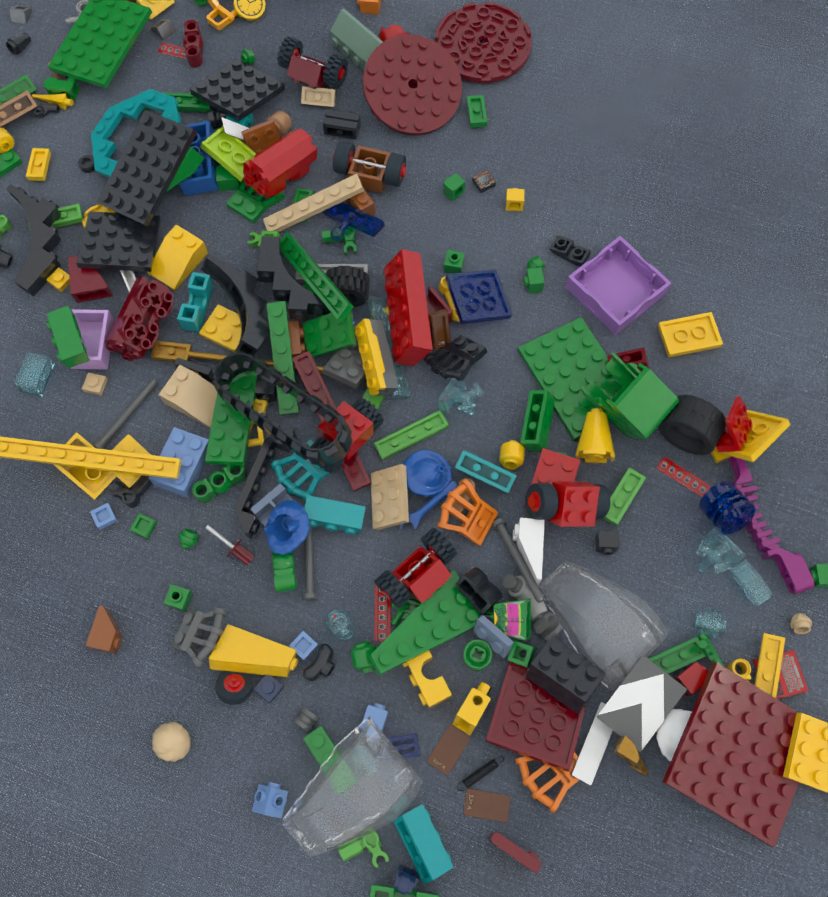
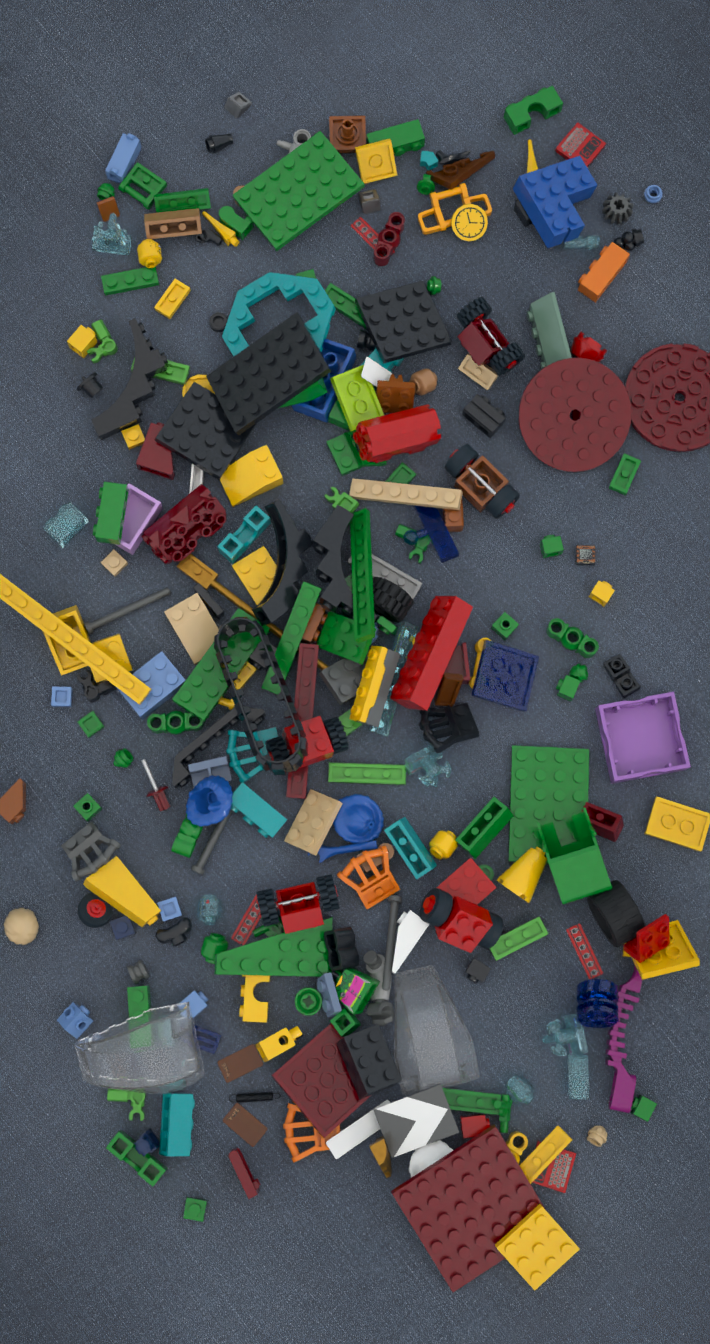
camera: 25 degrees right, 10 degrees up
(360, 307) = (386, 626): none -> green plate
(504, 242) = (563, 637): none -> green piece

